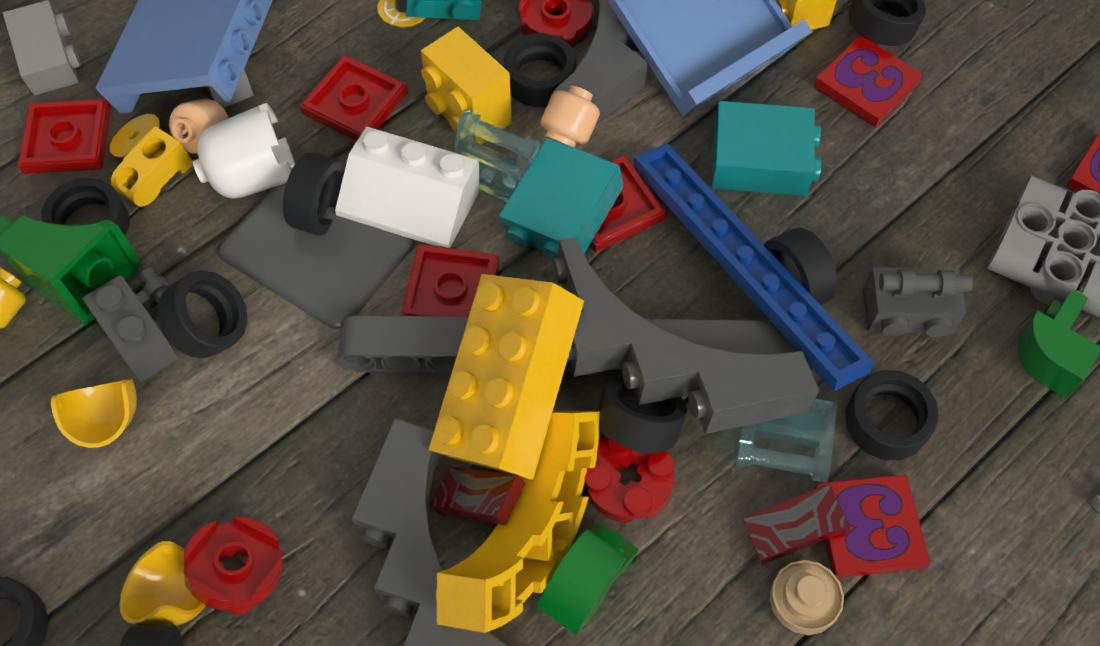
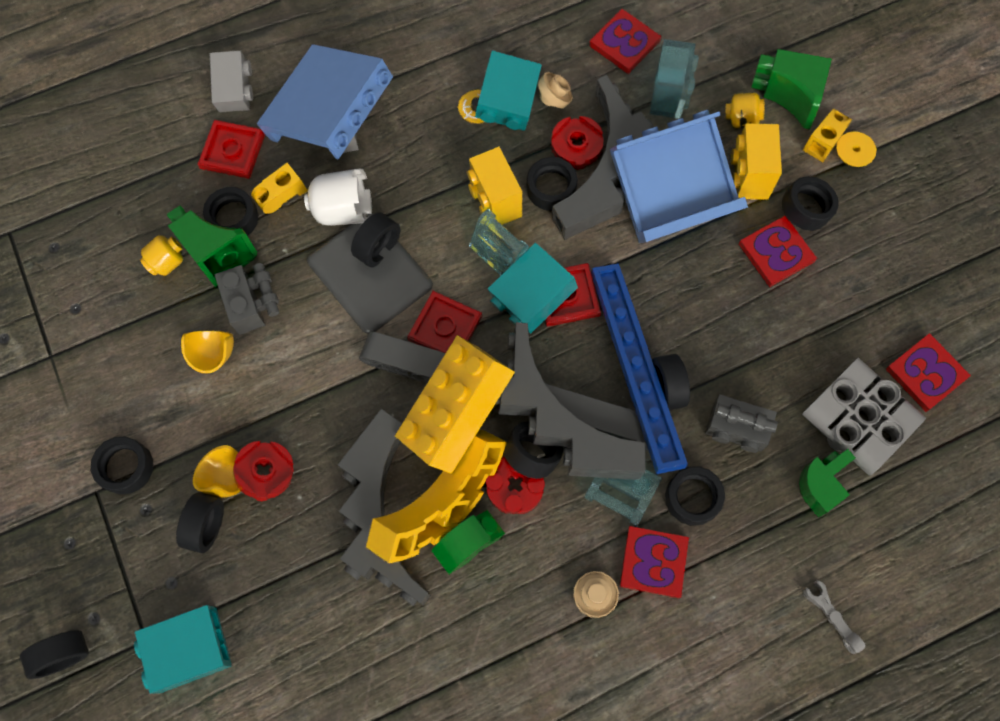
camera: 20 degrees right, 10 degrees up
(132, 134) = (274, 160): yellow piece -> none
(183, 332) = (266, 308): black tyre -> none
(192, 118) = (314, 164): light nougat head -> none
(353, 98) = (422, 171): red tile -> none
(408, 187) = (436, 250): white slope -> none
(477, 495) = (416, 472): dark red tile -> none
(570, 116) = (554, 232): light nougat head -> none
(765, 148) = (683, 285): teal brick -> none
(796, 524) = (606, 547): dark red tile -> none

